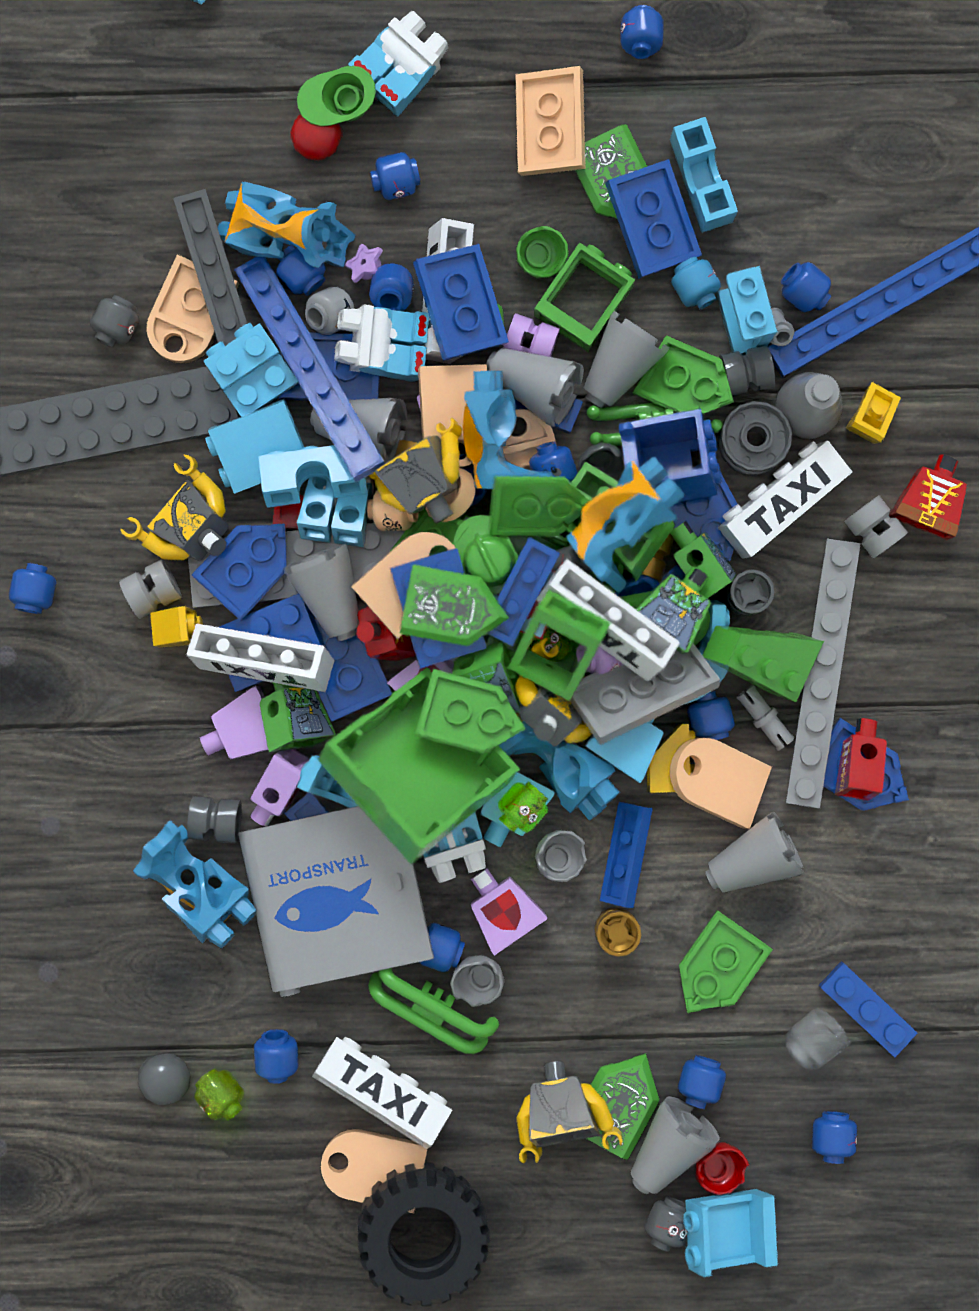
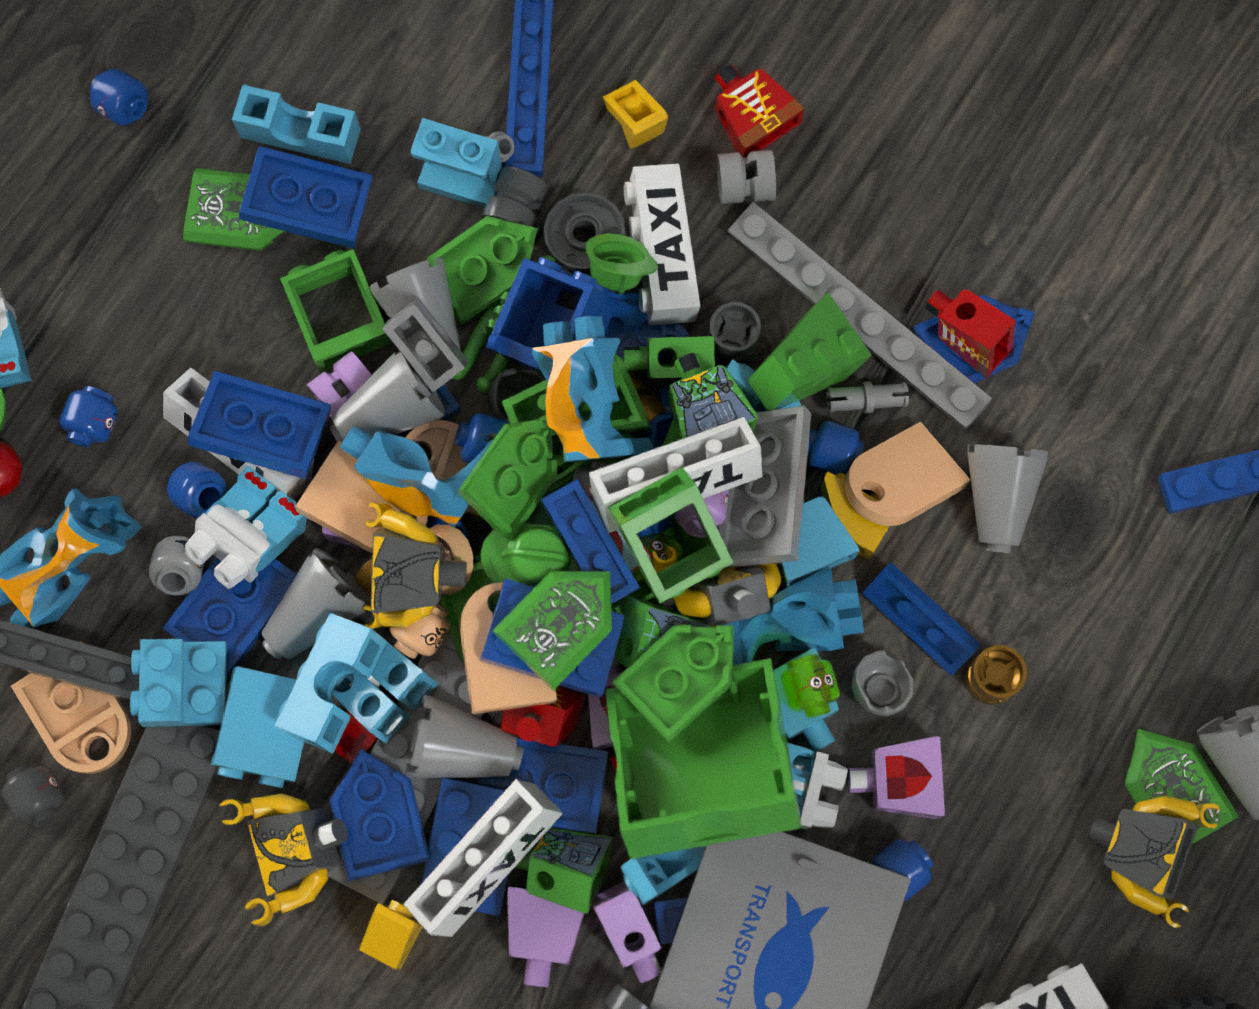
camera: 65 degrees left, 10 degrees down
(139, 593) = (331, 951): light grey wheel -> none
(298, 274) = (117, 572): blue head -> none
(310, 368) = (221, 618): tile -> none
(364, 263) = (145, 498): lavender plate -> none
(430, 1012) = (963, 922): bright green piece -> none
(477, 980) = (960, 851): light grey hair -> none
(542, 252) = (264, 321): bright green hair -> none
(550, 121) = (142, 234): light nougat plate -> none
(593, 380) = (425, 344): none -> light grey brick
(696, 283) = (395, 197): dark azure head -> none
(701, 1081) = (1200, 688): blue head -> none
(720, 964) = (1090, 596): bright green tile -> none
(746, 477) = (618, 261): none -> bright green piece
(806, 287) = (470, 99): blue head -> none
(810, 404) = (585, 161): light grey cone -> none
(812, 1042) = (1224, 548): clear helmet -> none

